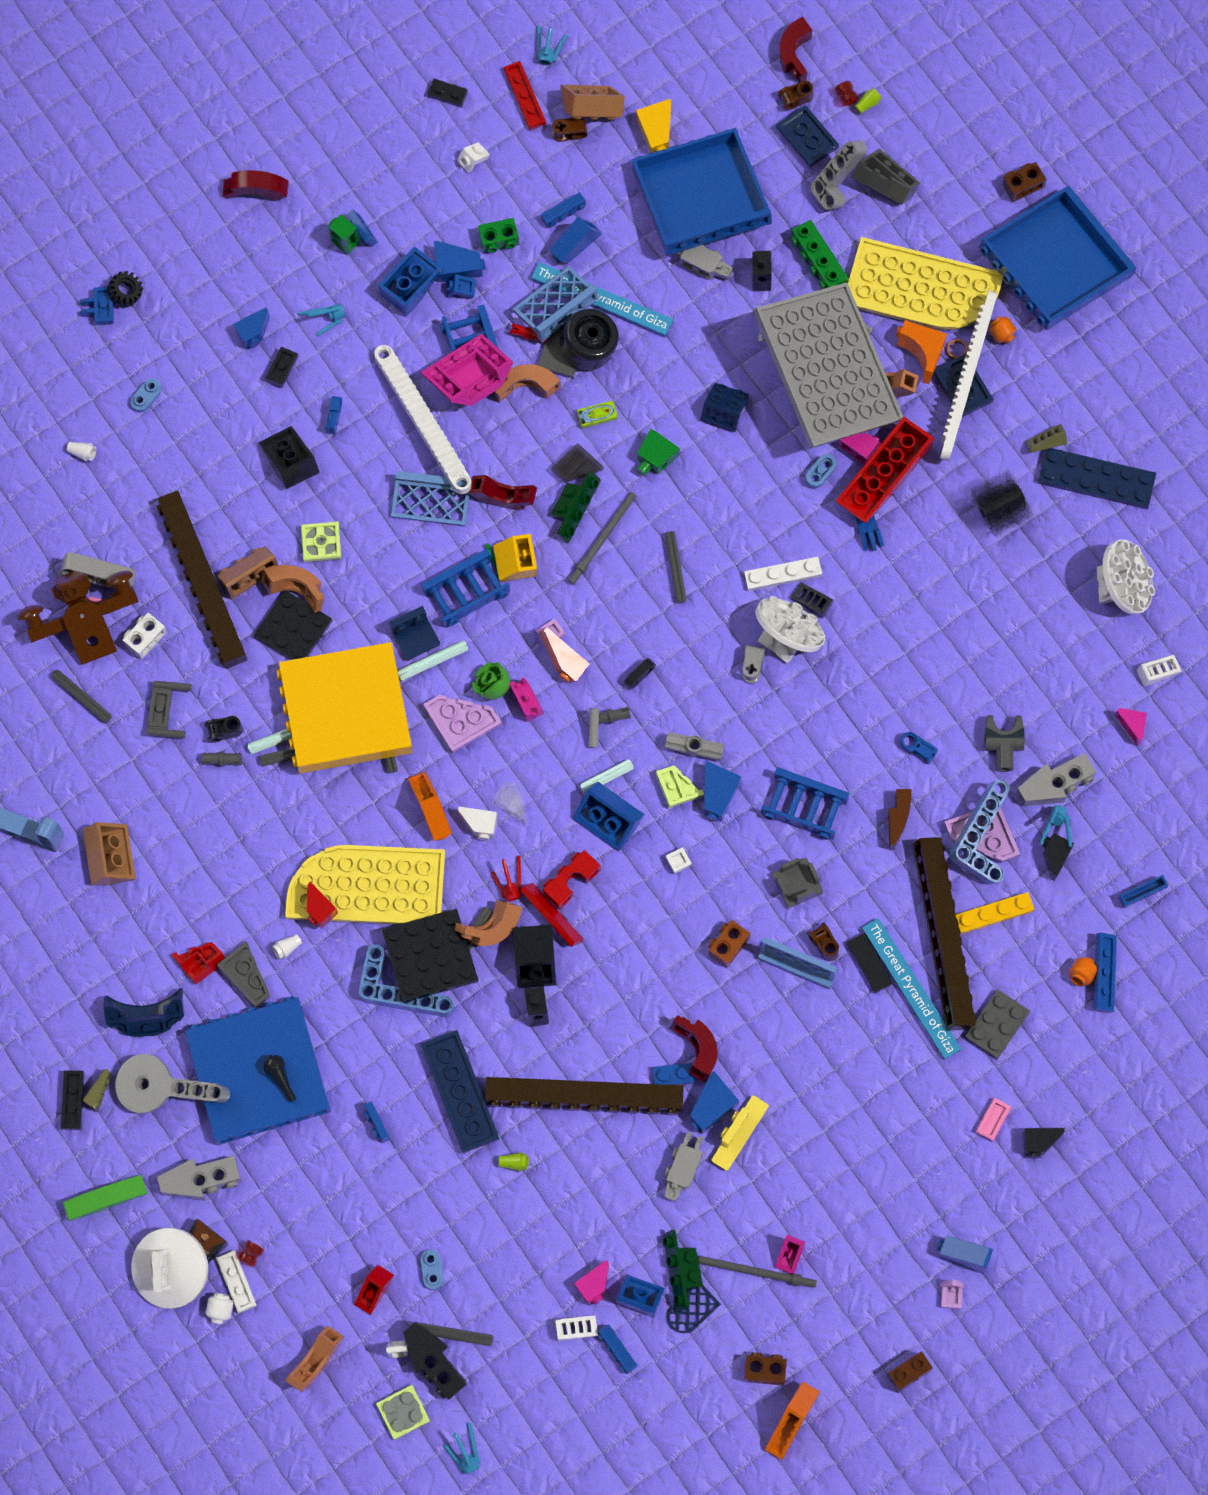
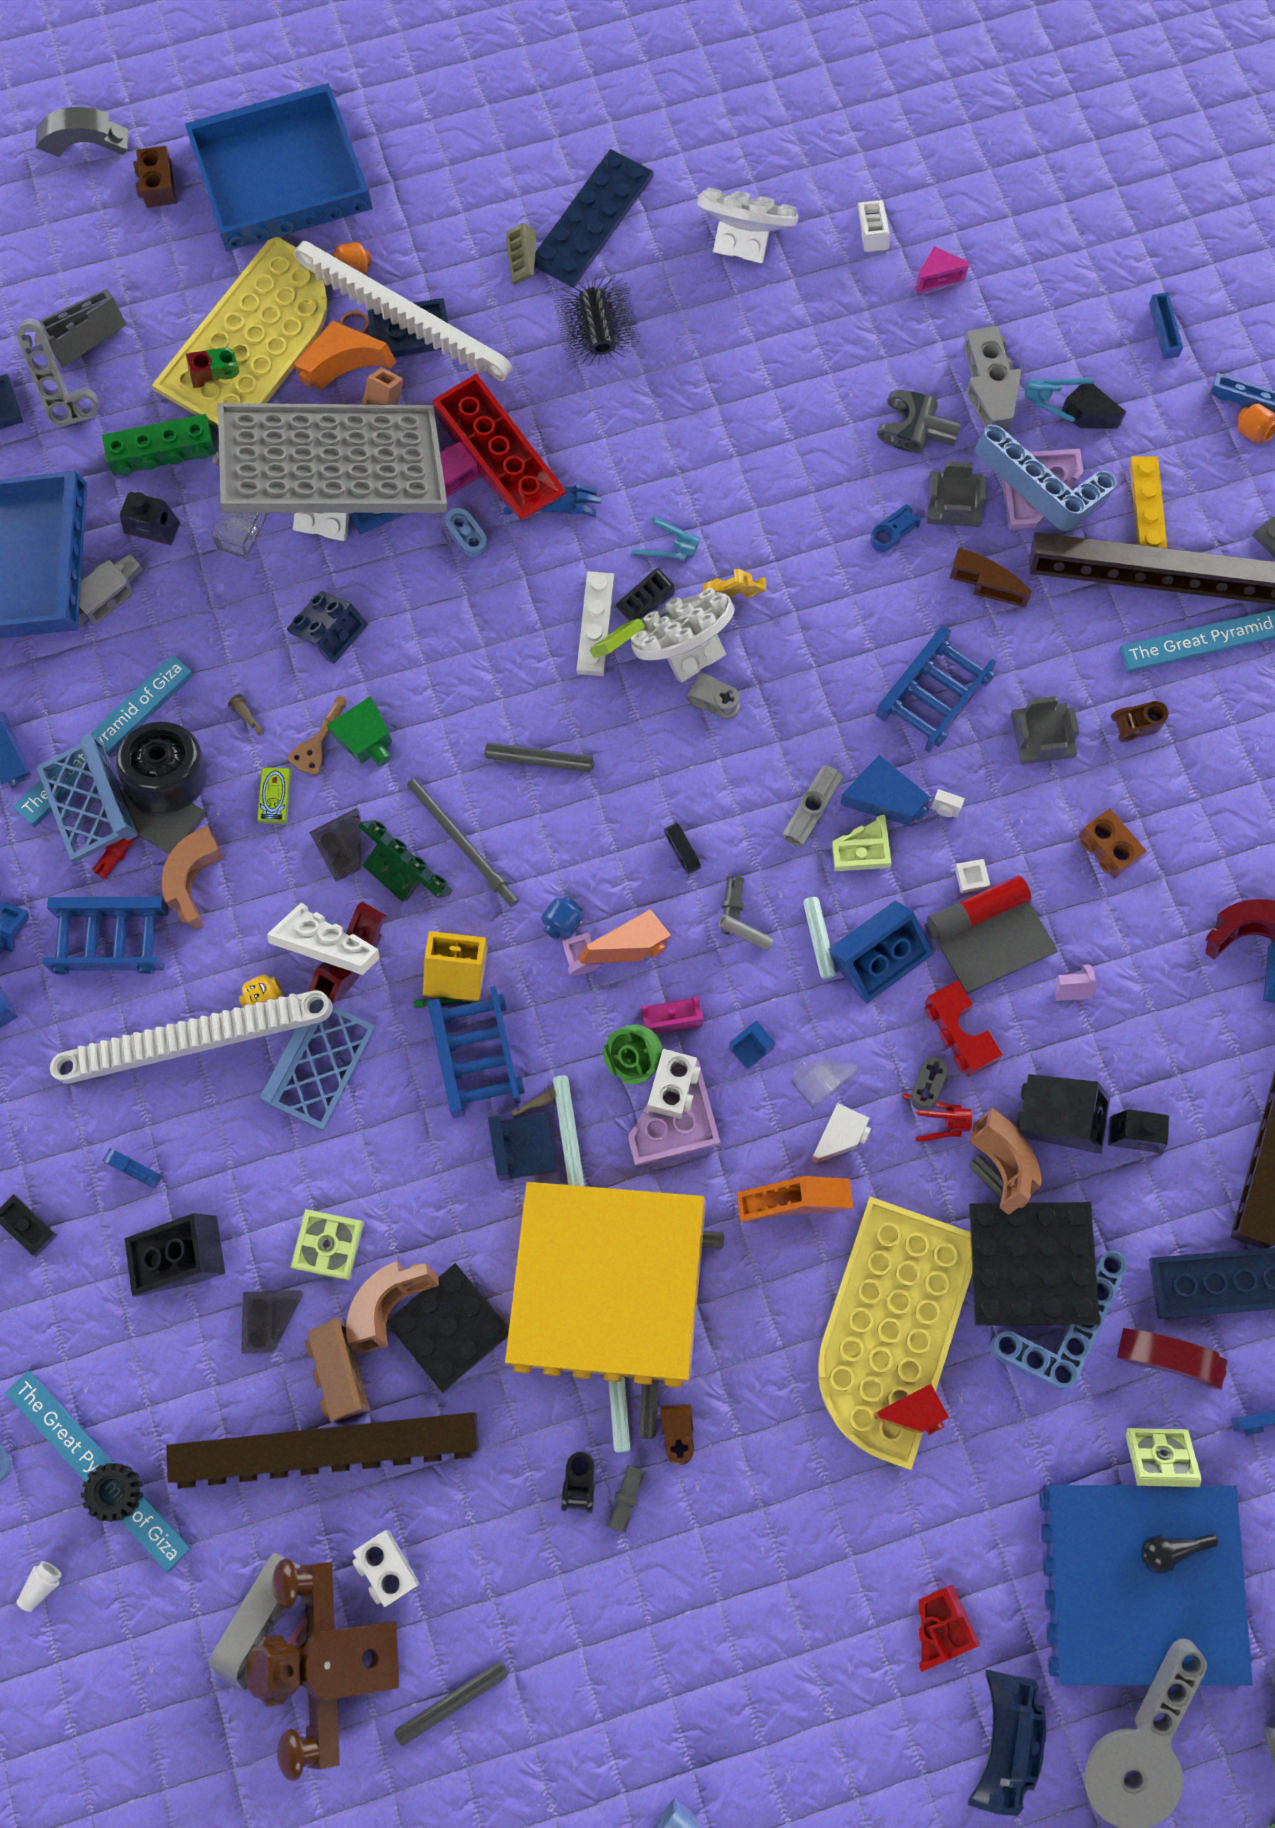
camera: 75 degrees left, 0 degrees up
(108, 853) = (731, 1730): medium nougat slope -> none
(143, 480) = (93, 1487): none -> black tyre
(154, 459) = (84, 1456): none -> dark azure tile
(161, 707) = (516, 1575): dark grey plate -> none
(244, 974) = (986, 1560): dark grey wing -> none
(267, 522) = (266, 1319): none -> clear smoke wing
(270, 775) = (677, 1427): none -> reddish brown piece
(286, 946) = (956, 1481): white cone -> none
(334, 1062) = (1163, 1457): none -> yellowish green piece
(397, 1057) = (1172, 1356): none -> dark red arch
(450, 640) = (539, 1101): none -> dark tan piece
(465, 450) = (260, 990): none -> yellow head
(470, 371) = (146, 944): dark pink slope -> none
(478, 704) = (666, 1083): none -> white brick
(505, 472) = (317, 939): none -> white wing
(522, 753) = (751, 1045): none -> blue panel
(531, 864) = (934, 1086): none -> dark grey beam
(551, 914) = (1008, 1071): red tile -> none
(569, 614) = (562, 918): none -> blue head
(623, 945) = (1076, 985): none -> lavender tile
(640, 427) = (315, 743): none -> medium nougat piece
(642, 882) = (991, 934): none -> dark grey door
(649, 376) = (238, 704): none -> dark tan piece
(722, 831) = (947, 804): none -> white plate
(771, 588) = (616, 638): none -> lime tile
(797, 963) = (1162, 762): medium blue fence -> none
(835, 652) = (740, 583): none -> yellow piece
(859, 613) = (685, 543): none -> dark azure plant
(869, 963) = (1180, 675): black tile -> none
(884, 269) = (211, 365): none -> leg
(956, 780) = (956, 496): none -> dark grey panel
(1041, 121) = (79, 125): none -> dark grey arch

